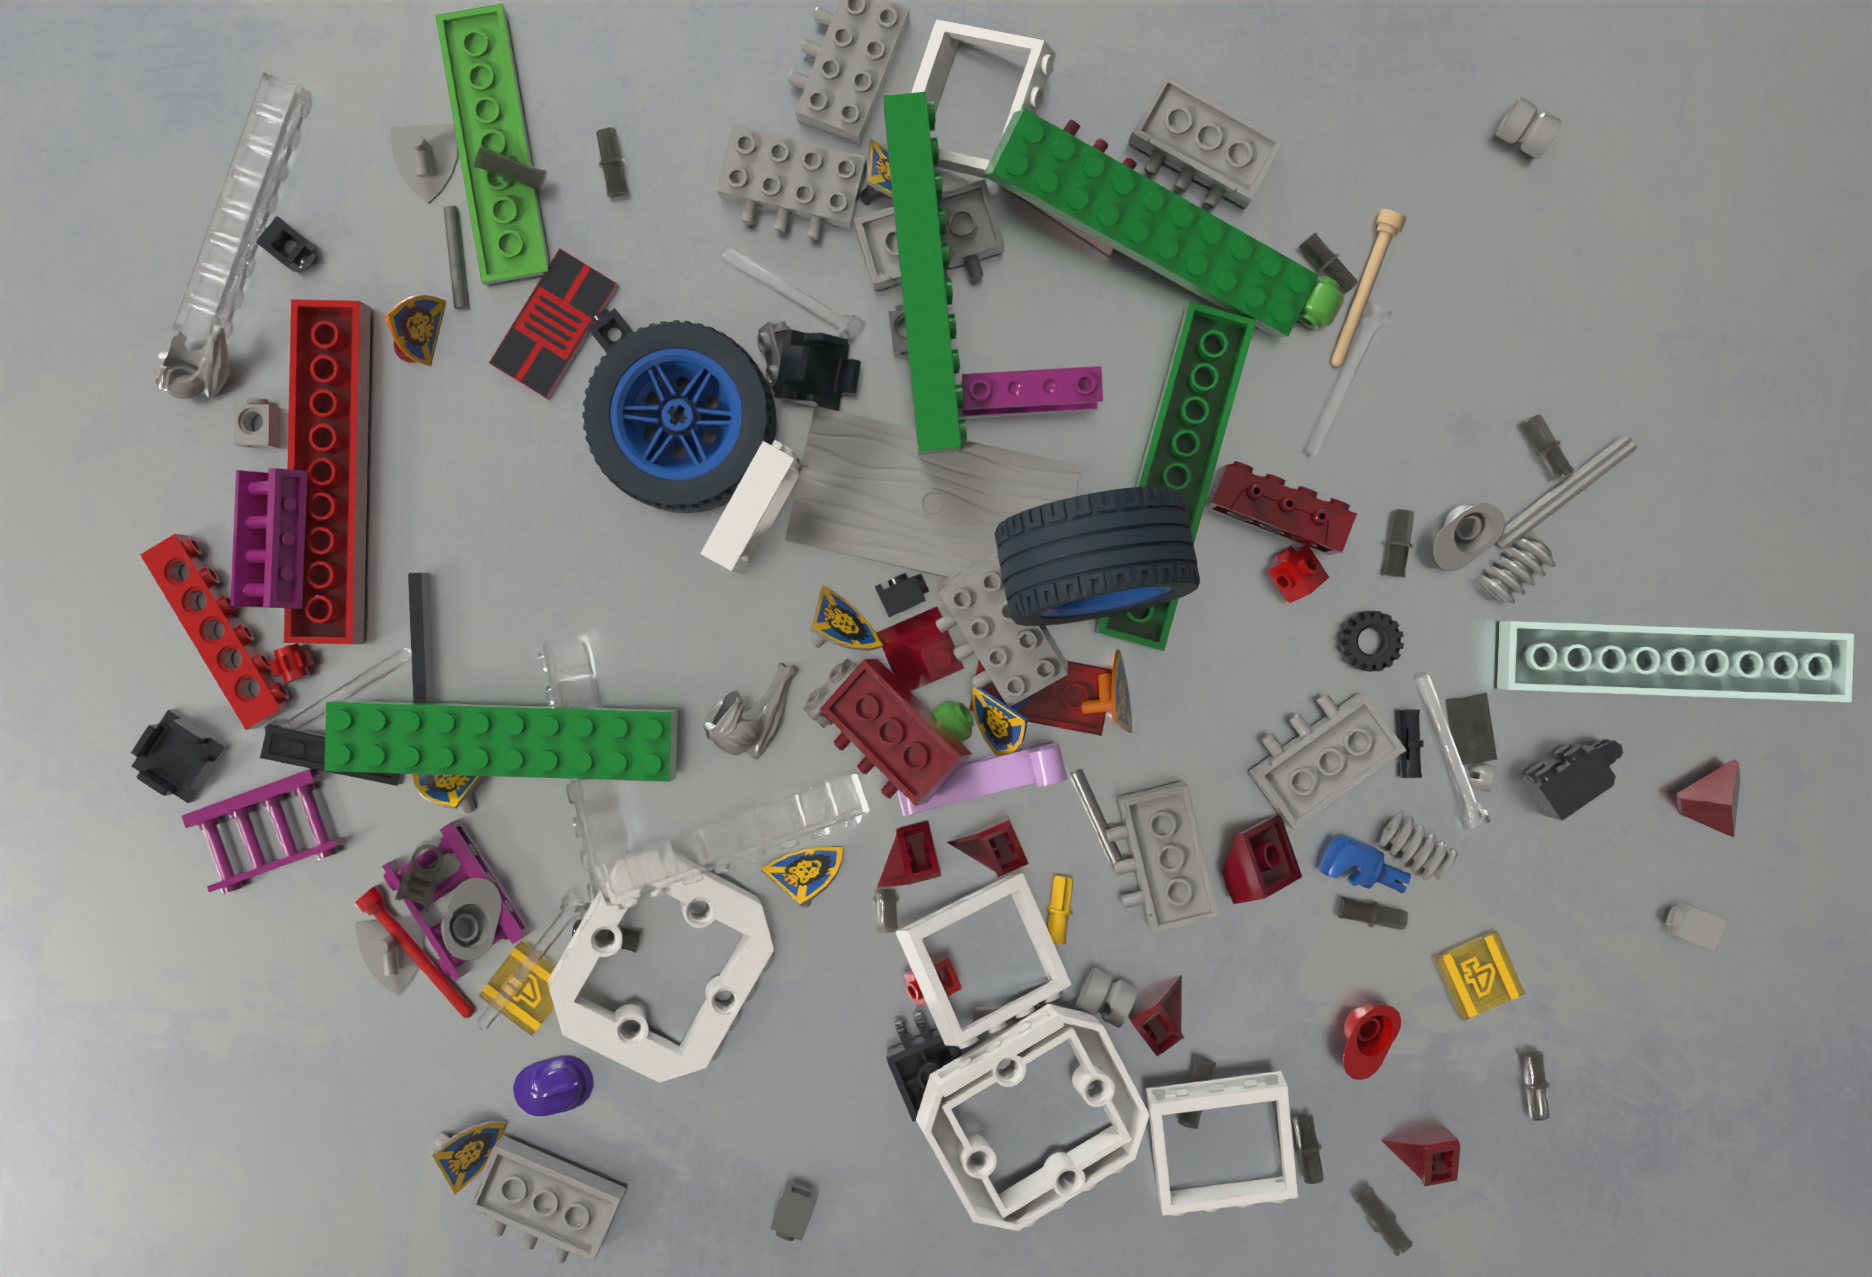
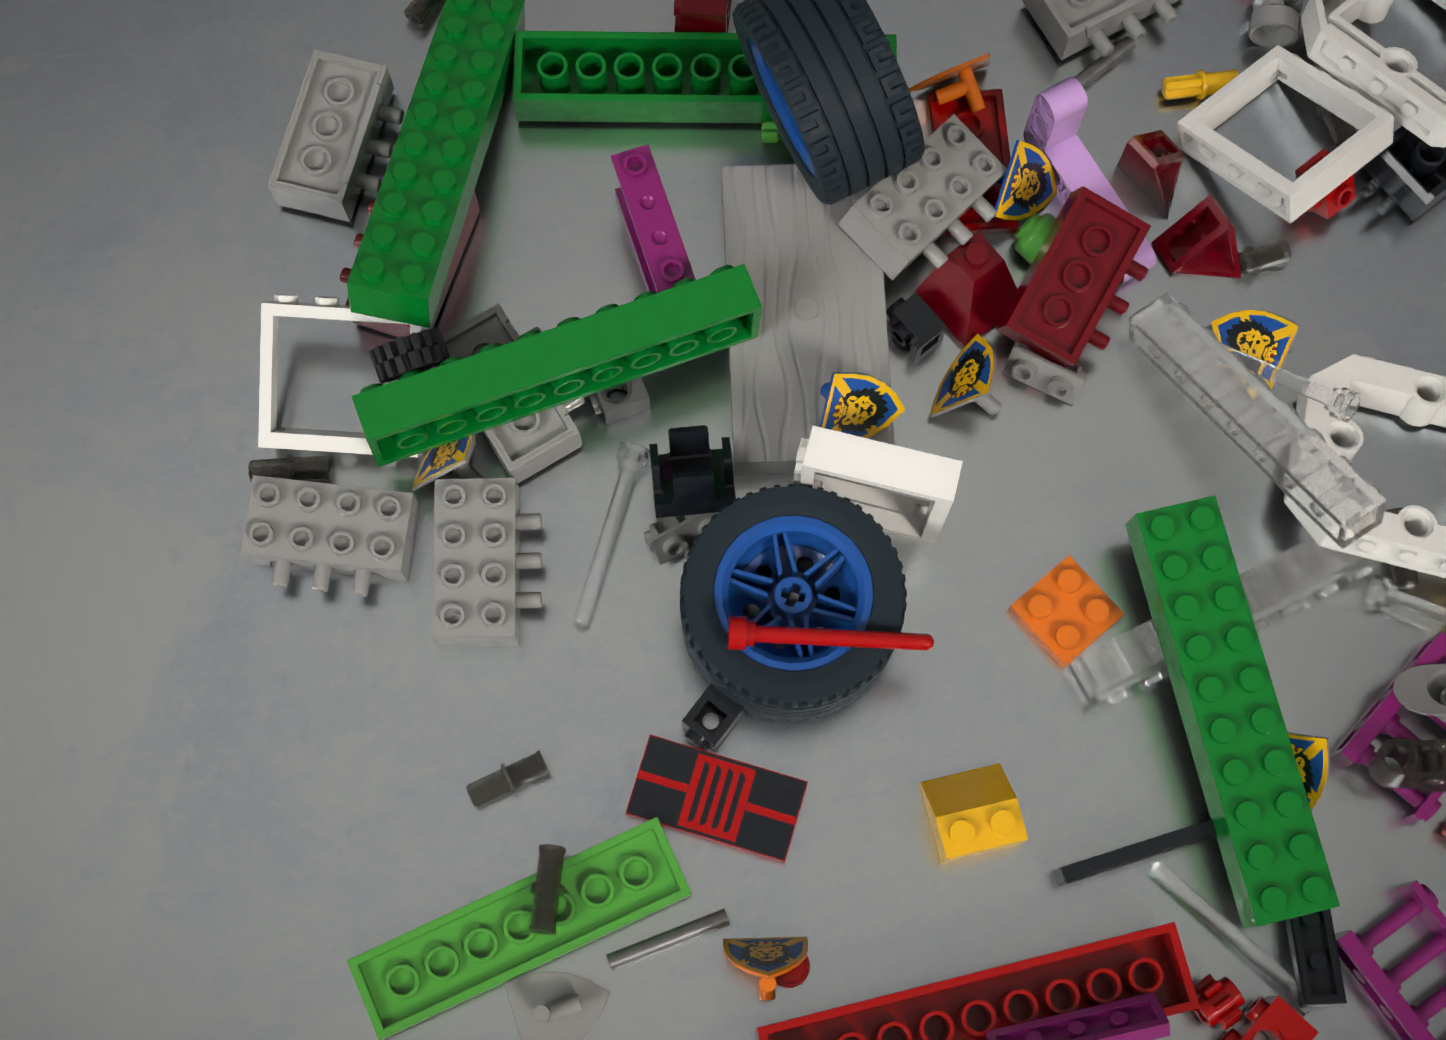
camera: 105 degrees left, 15 degrees down
(486, 520) = (973, 813): none -> yellow slope
(628, 646) = (1066, 611): none -> orange plate
(647, 363) = (746, 633): none -> red piece
(724, 914) = (1339, 402): none -> clear piece
(754, 728) = (1113, 445): light grey hair -> none
(825, 513) = (858, 404): none -> shield
(916, 42) = (292, 468): none -> clear smoke axle
(957, 151) = (409, 353): none -> black tyre

